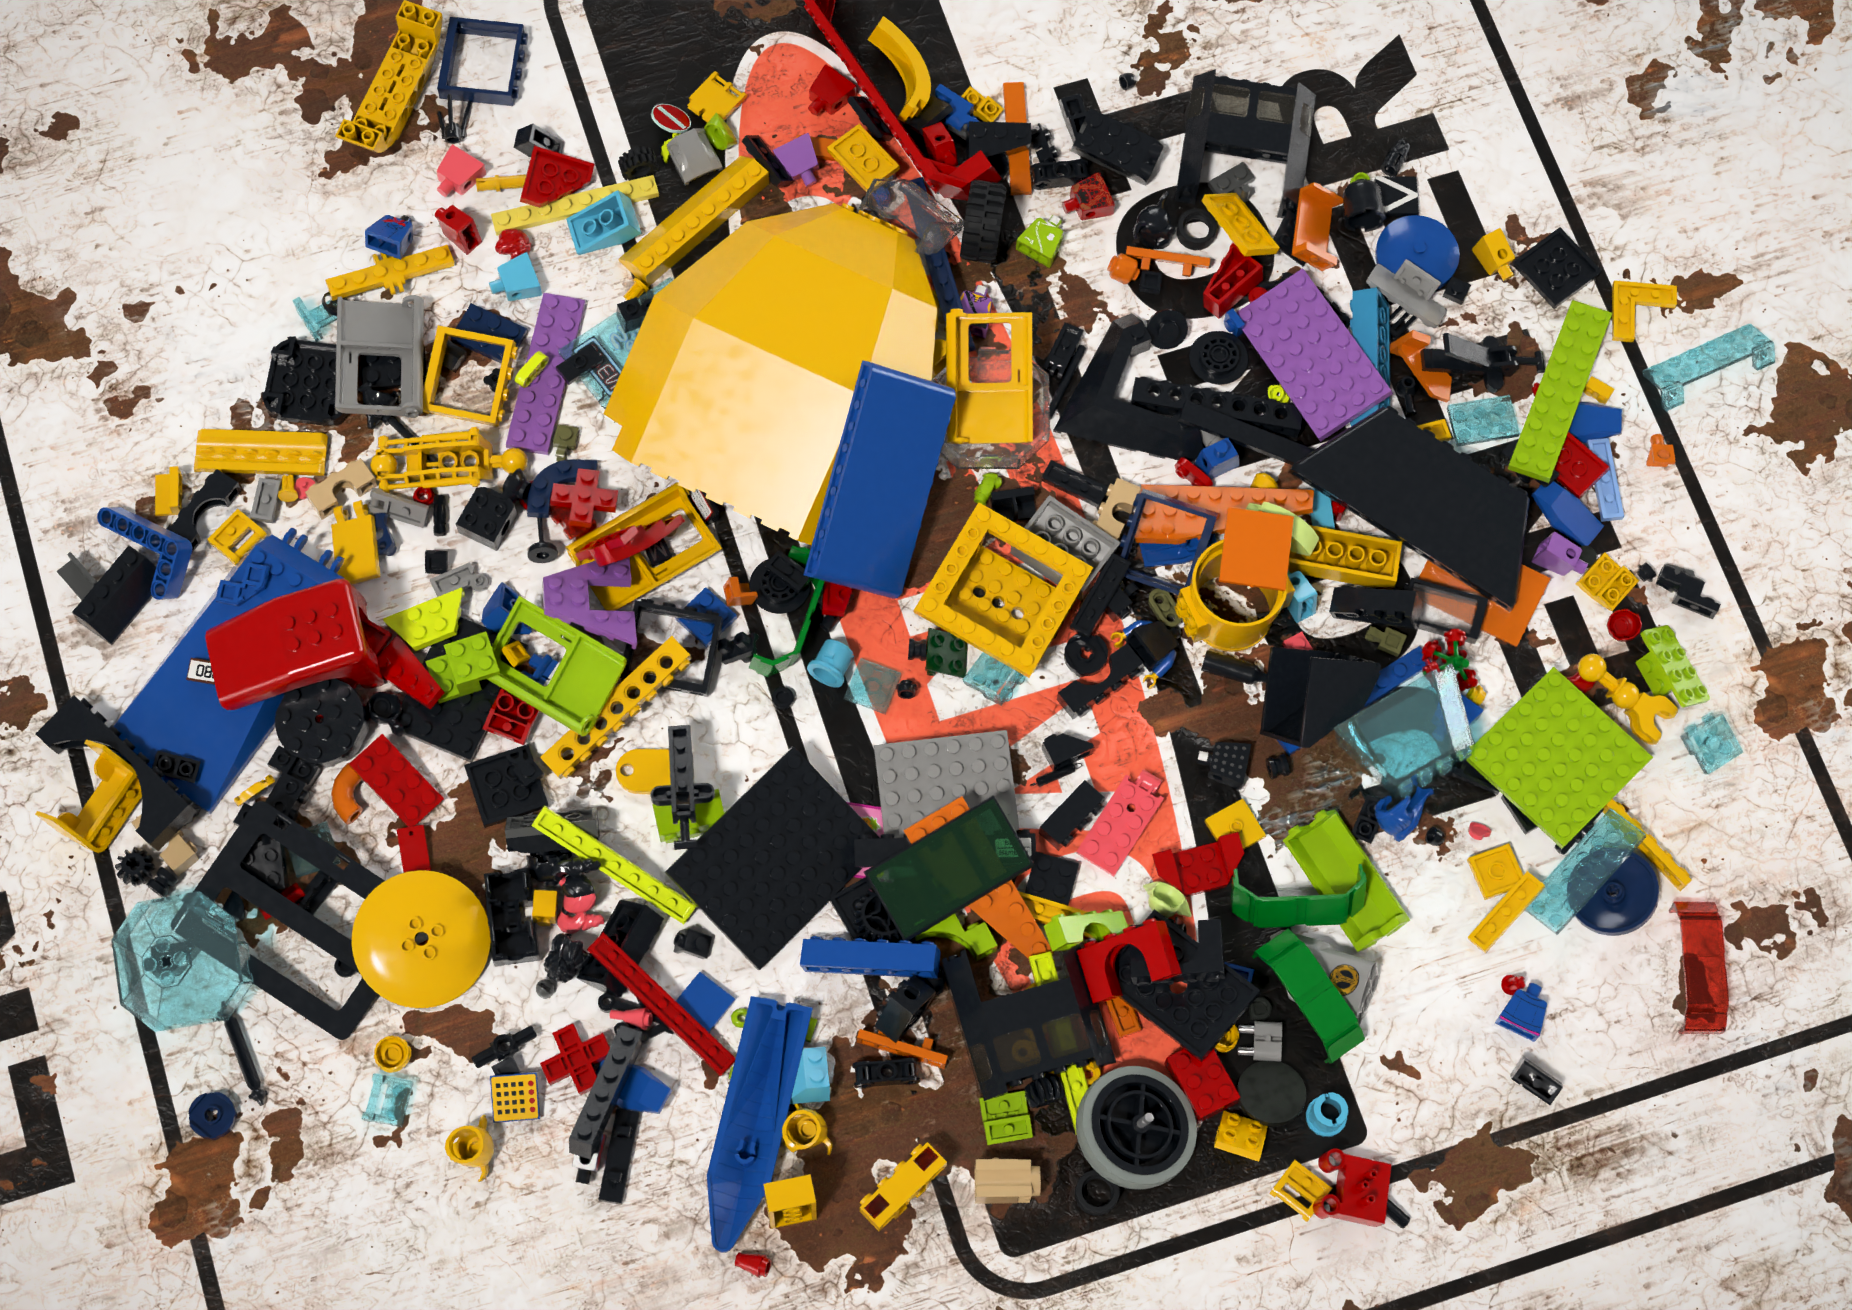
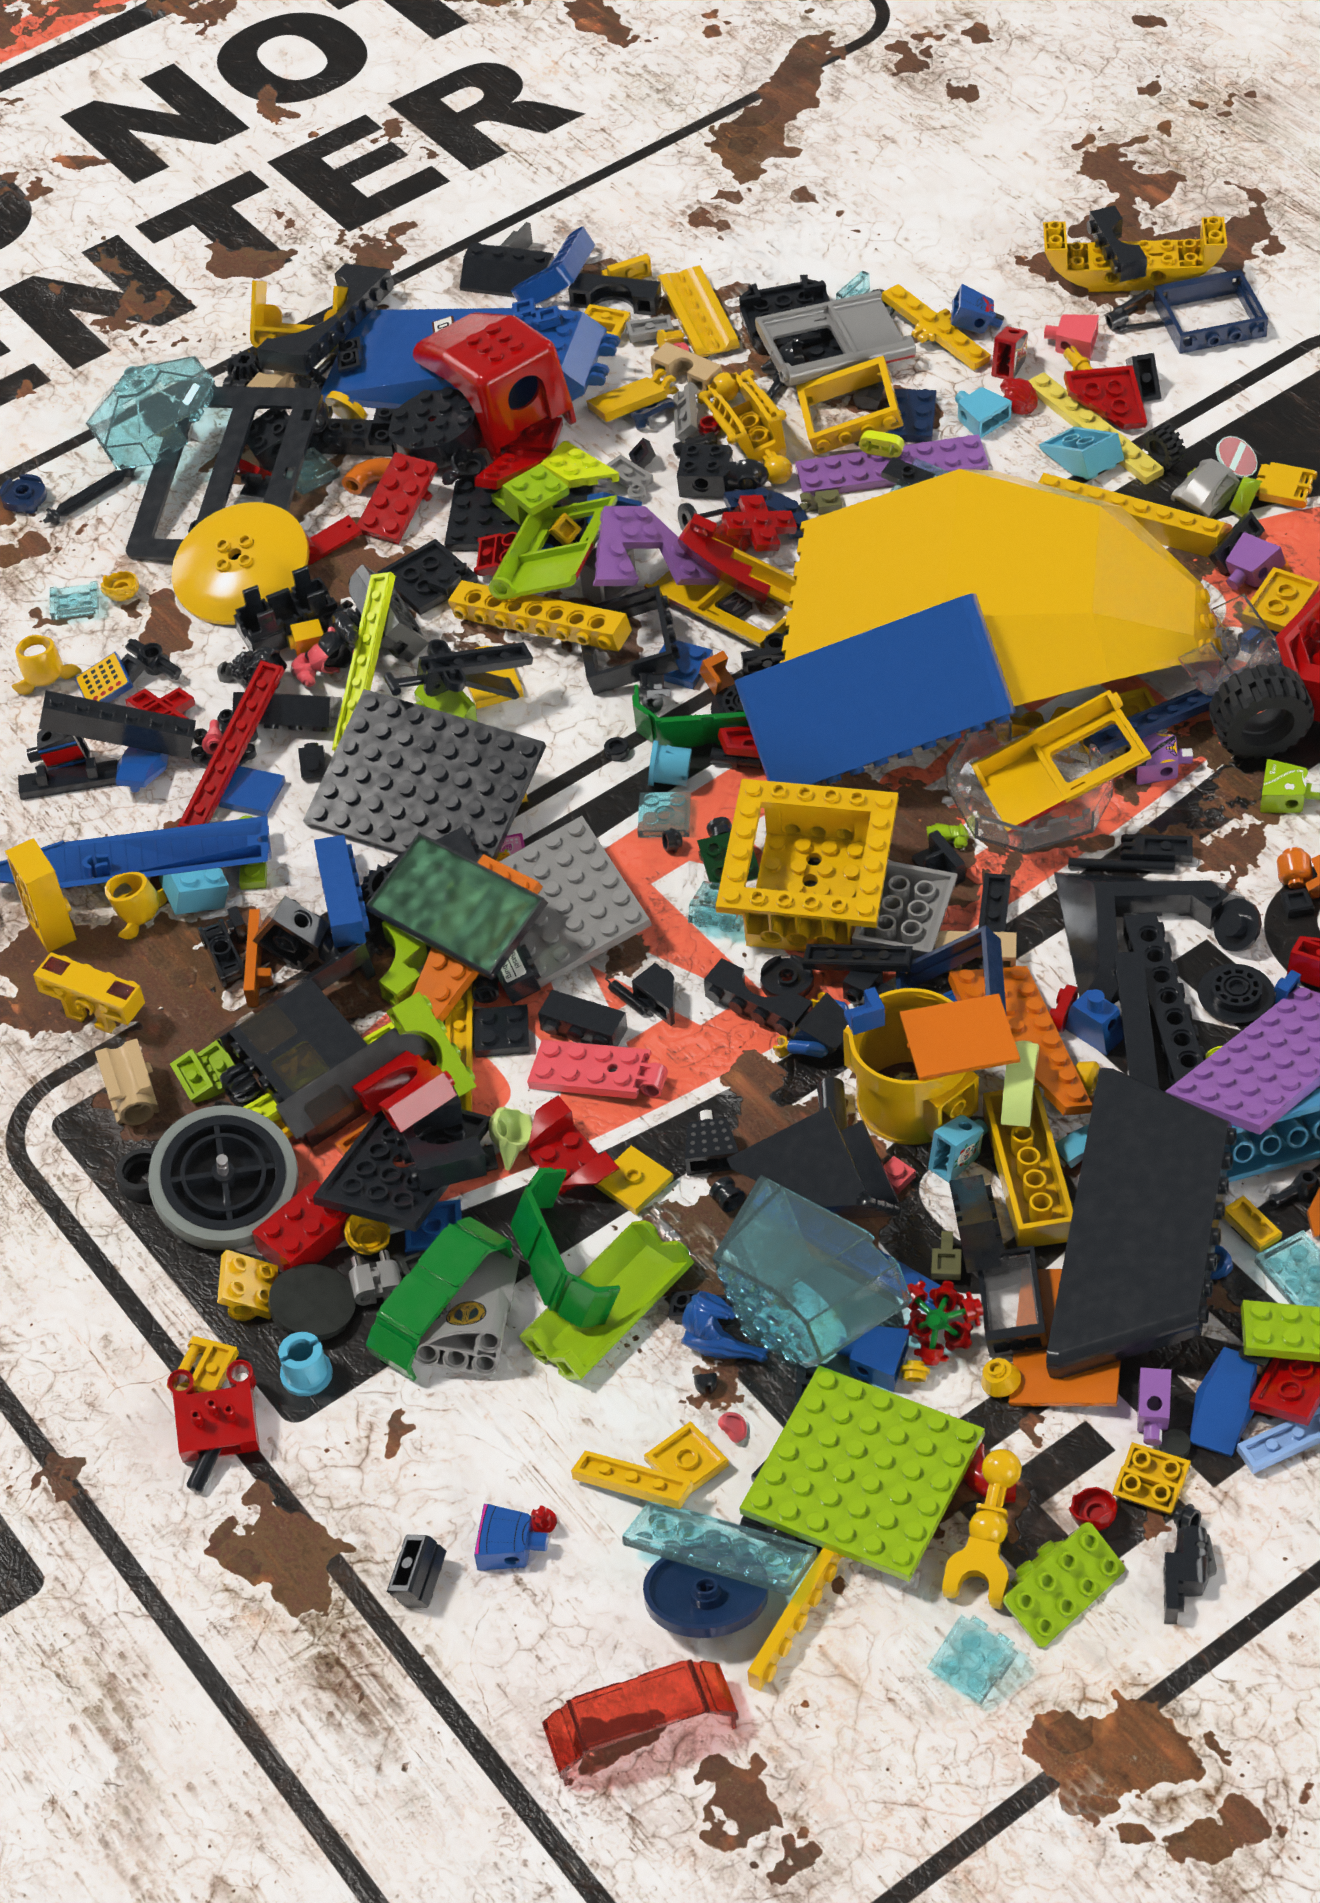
camera: 80 degrees right, 20 degrees down
(409, 95) = (1124, 259): none -> black arch
(735, 547) = (763, 658): none -> black plate
(860, 1053) = (236, 925): none -> black plate
(1214, 603) = (866, 1016): none -> blue panel
(1494, 638) = (1000, 1378): none -> yellow cone

